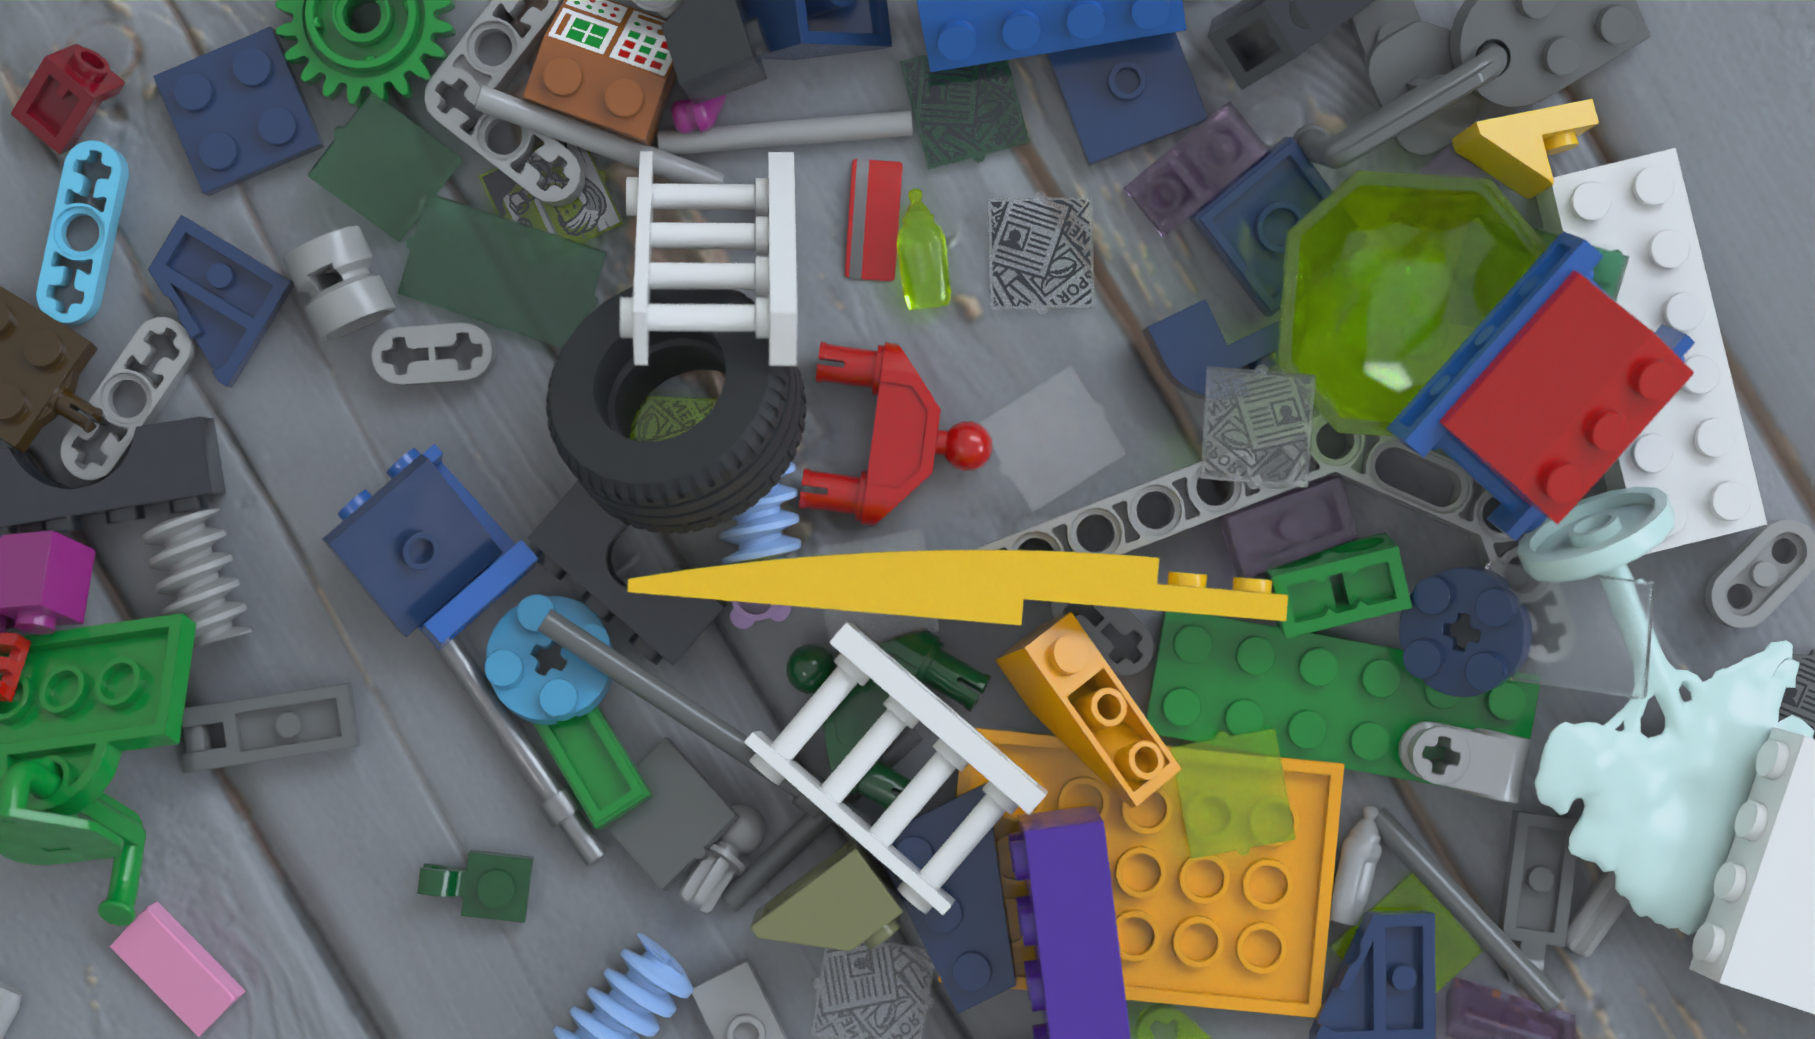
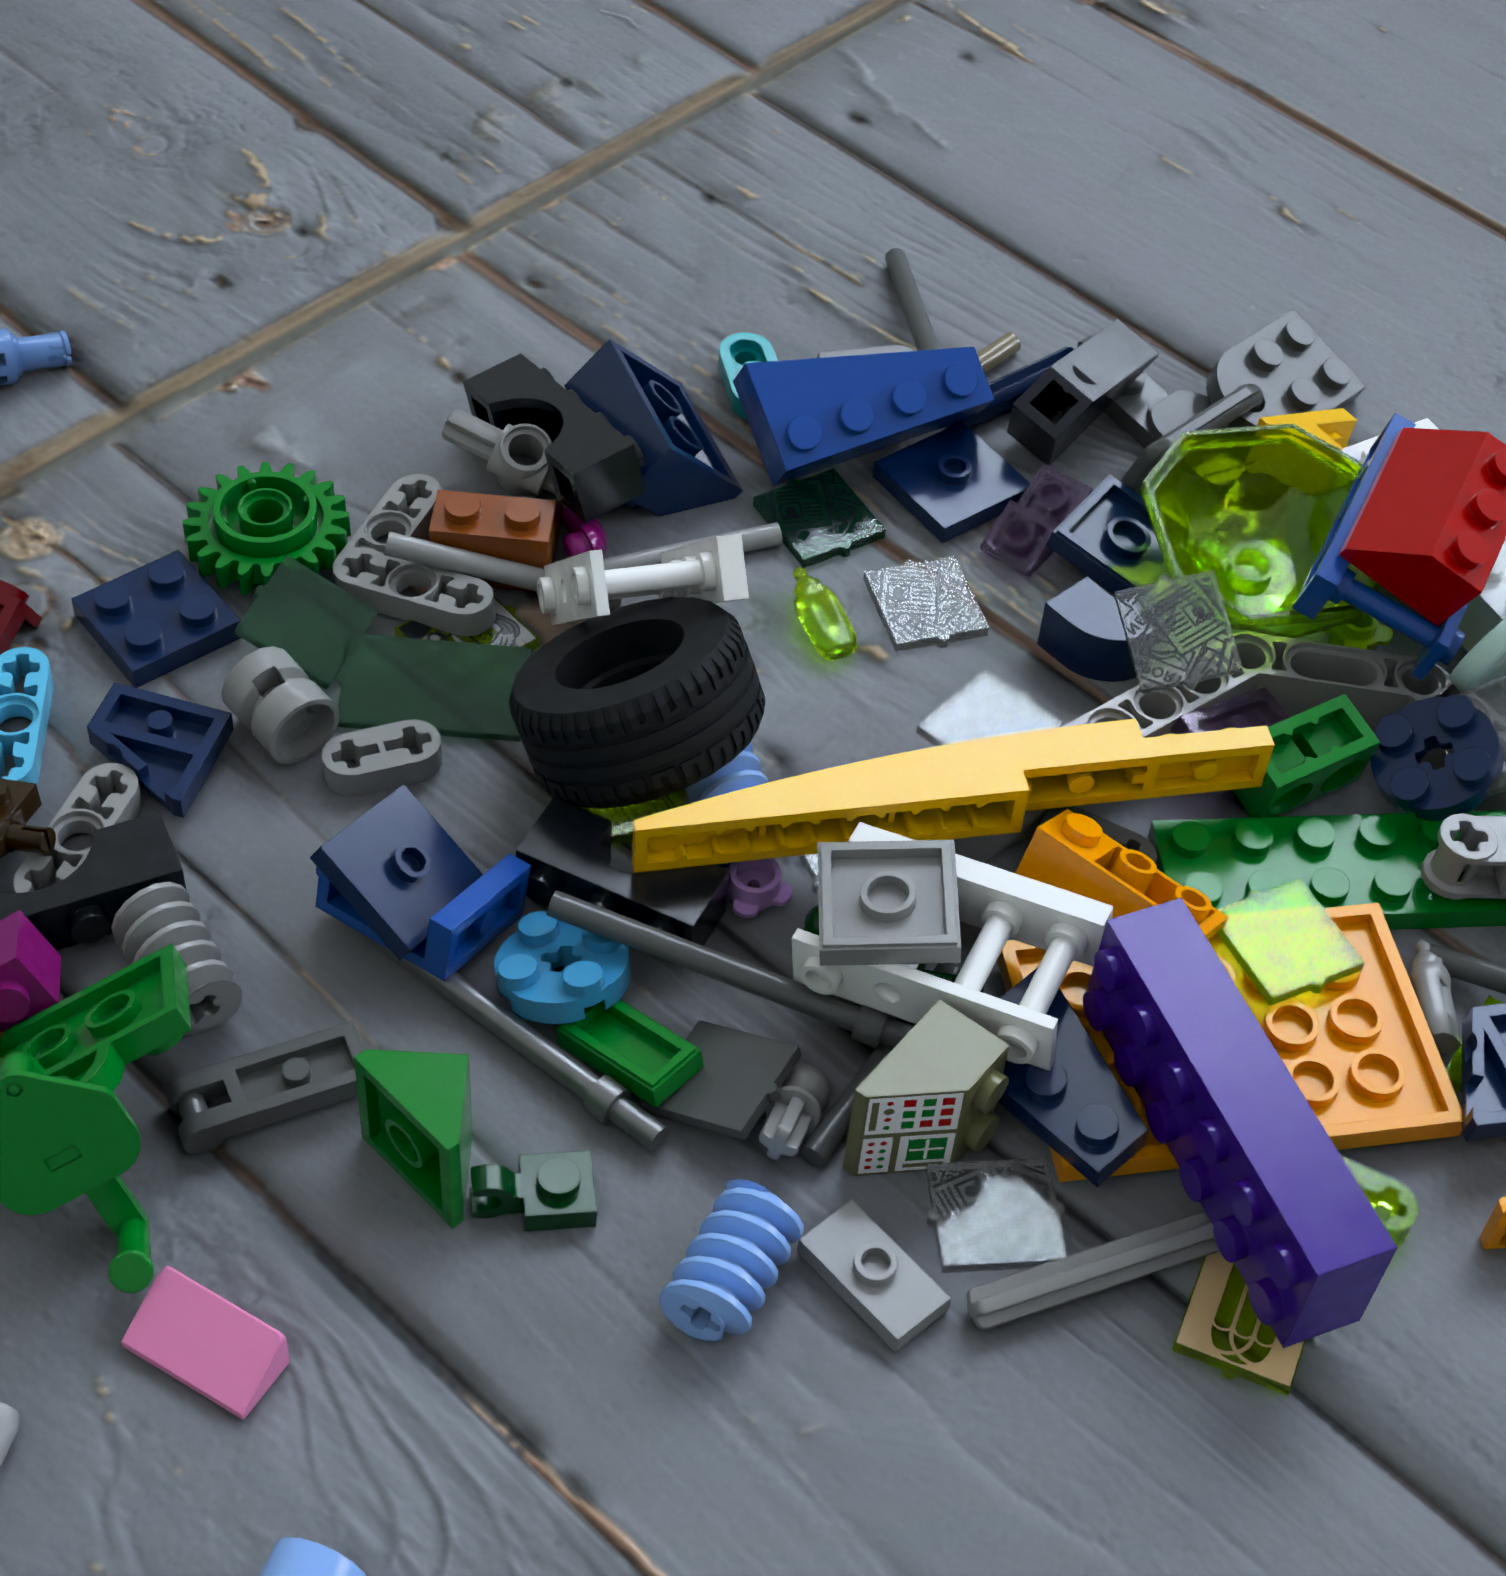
camera: 15 degrees left, 40 degrees down
(384, 832) = (420, 1121): none -> green slope
(839, 736) = (888, 902): none -> light grey tile
(873, 220) = (770, 610): red sticker -> none
(902, 437) = (847, 716): red connector -> none

